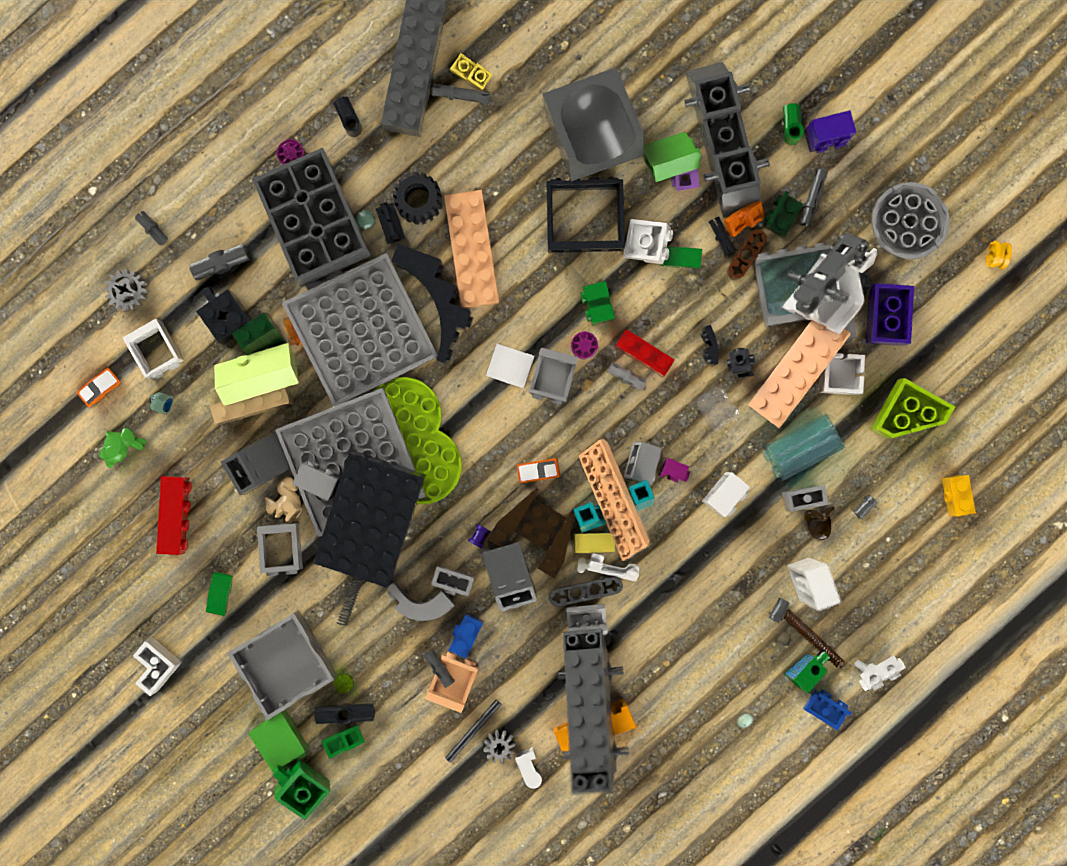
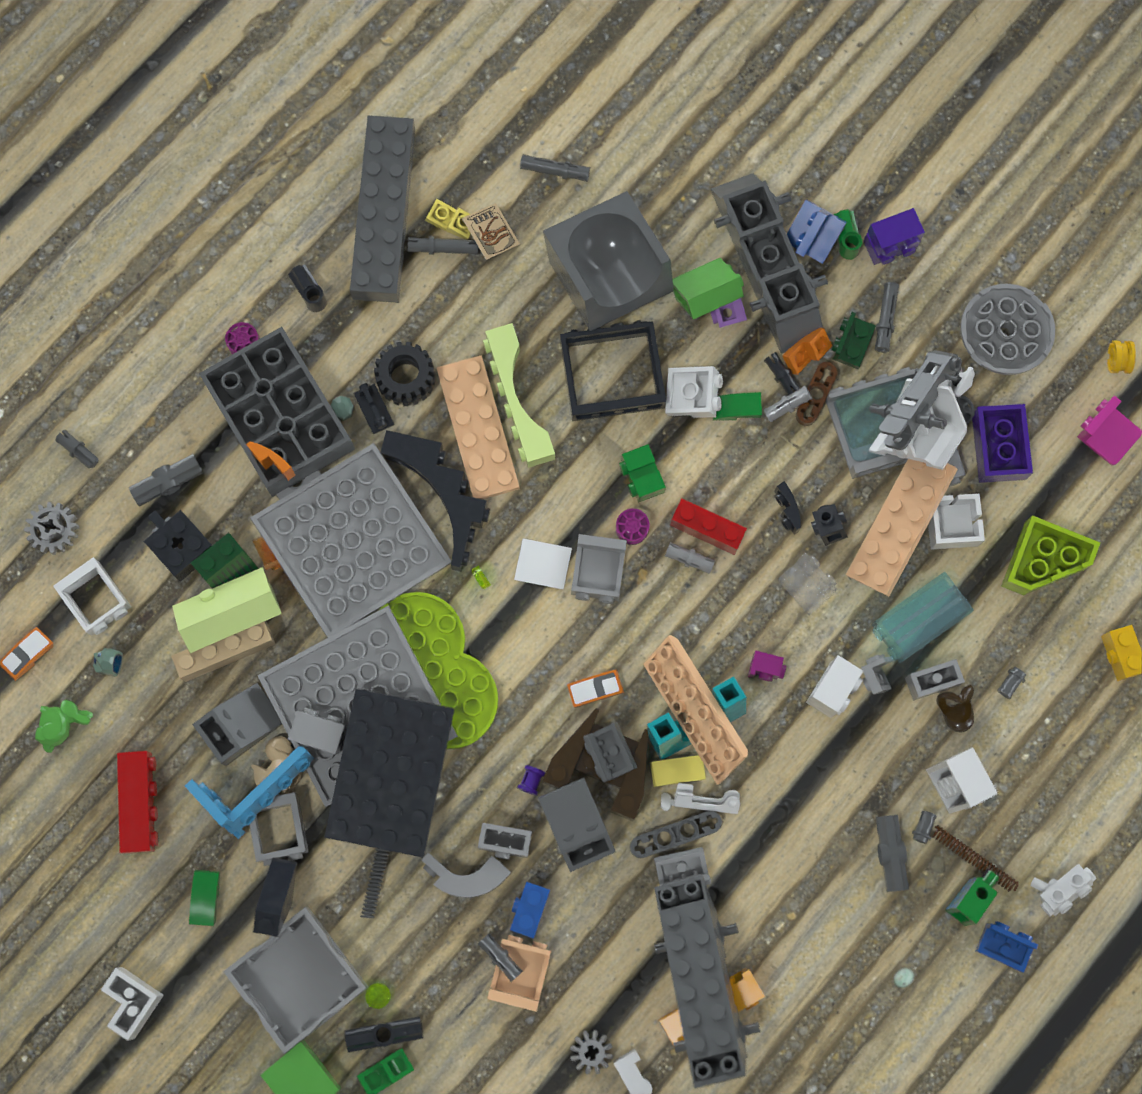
camera: 15 degrees left, 10 degrees down
(246, 540) = (258, 799): none -> dark azure bracket
(271, 603) = (275, 897): none -> black slope
(298, 258) = (268, 457): none -> orange slope
(459, 371) = (480, 577): none -> clear neon green tile
(473, 730) = (554, 1037): black bar -> none
(501, 86) = (490, 231): none -> sticker
(515, 265) = (534, 440): none -> yellowish green arch
(542, 525) = (609, 752): none -> dark grey bracket
(564, 39) = (561, 169): none -> dark grey pin
(642, 462) = (725, 659): light grey brick -> none
(722, 260) = (787, 404): none -> light grey pin
(750, 627) = (892, 853): none -> dark grey piece
(759, 492) = (875, 678): none -> light grey bracket
(765, 118) = (815, 231): none -> bracket
(978, 315) = (1109, 432): none -> dark pink bracket

